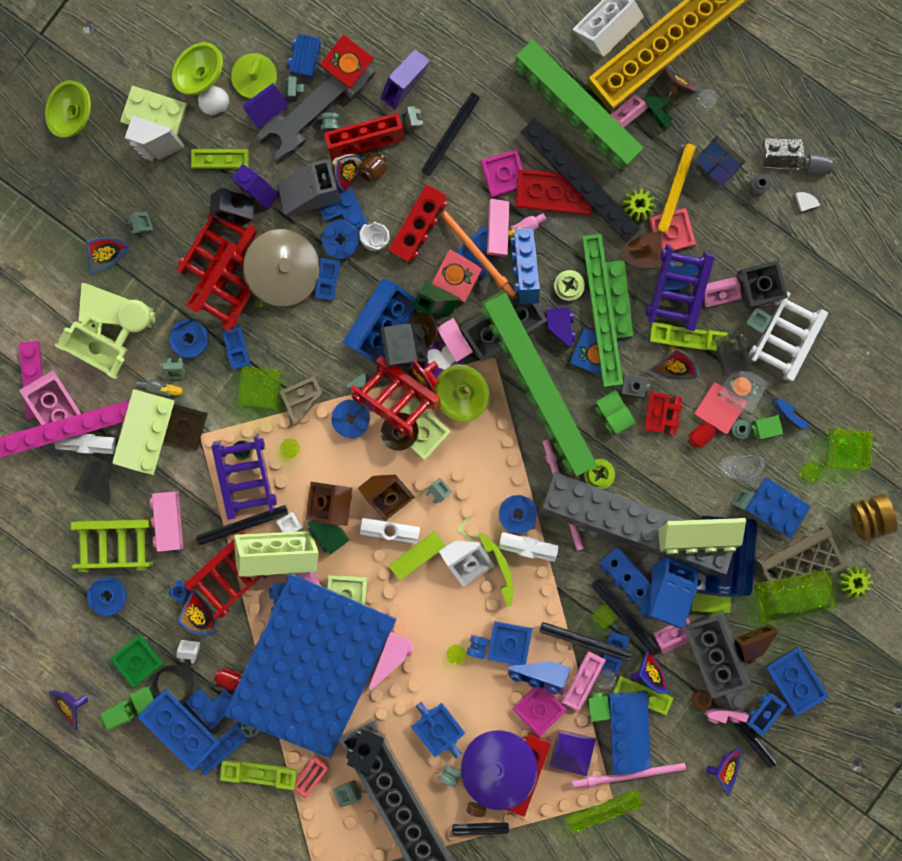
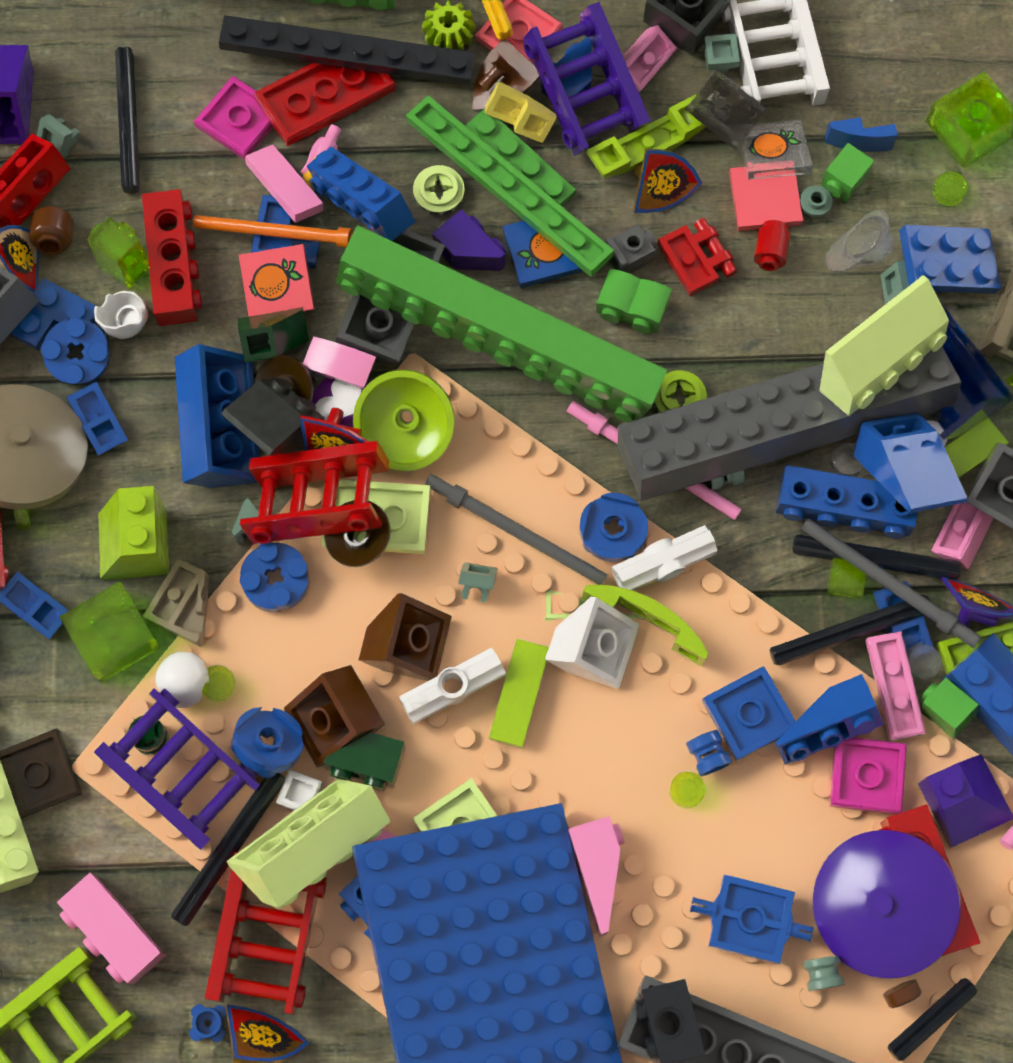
camera: 40 degrees left, 15 degrees down
(275, 435) = (183, 676): none -> white hair
(283, 500) = (262, 757): none -> blue plate
(301, 351) = (133, 535): none -> lime slope
(395, 205) = (118, 251): none -> clear neon green brick
(460, 446) = (459, 497): none -> dark grey bar
(628, 673) = (946, 621): none -> dark grey bar
(640, 281) = (520, 110): none -> light yellow slope

